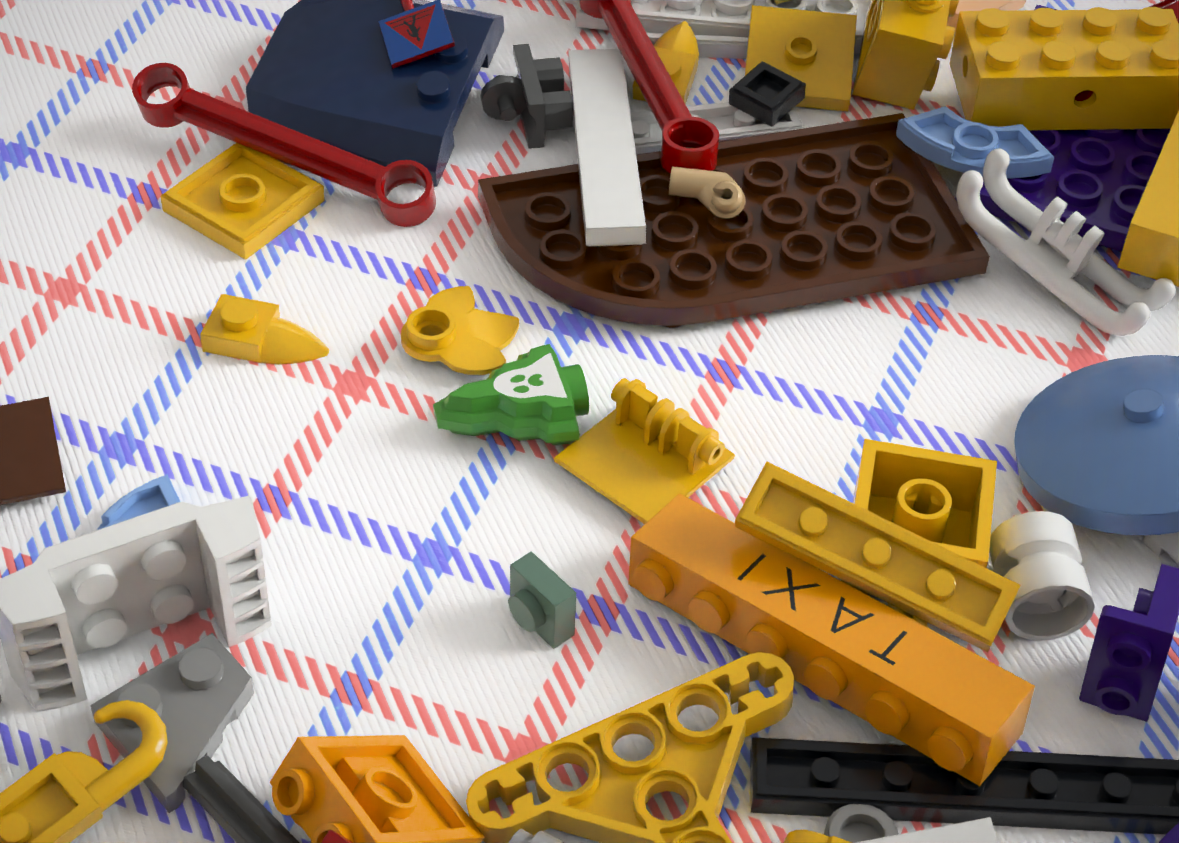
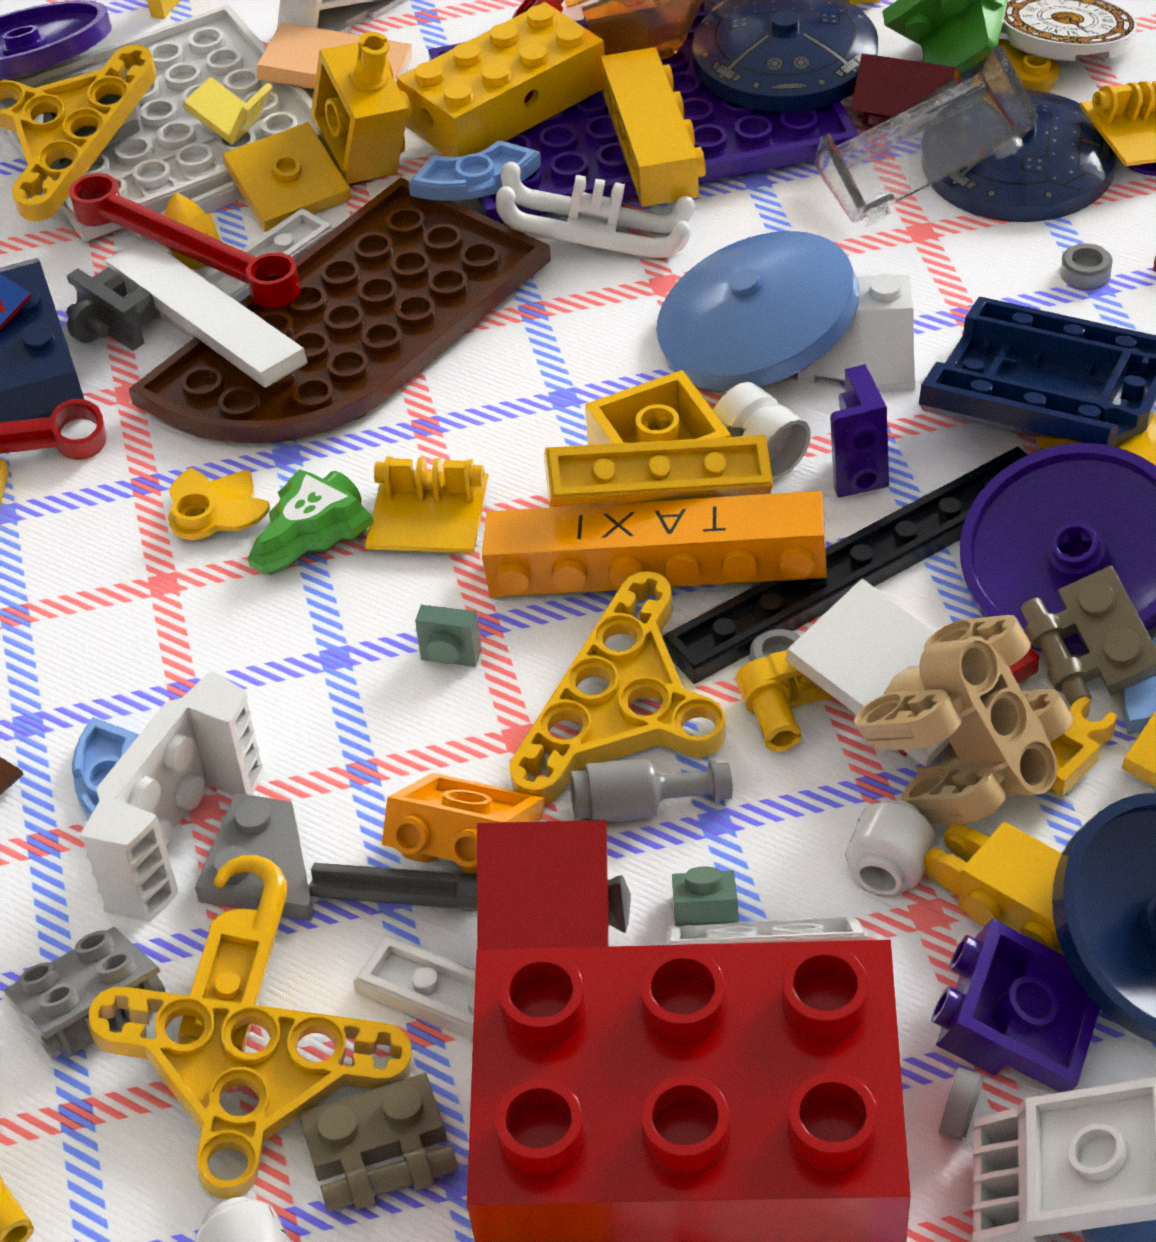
camera: 30 degrees left, 0 degrees up
(257, 333) = (54, 591): yellow plate -> none
(712, 188) = (317, 300): tan arm -> none
(767, 93) = (289, 214): black tile -> none

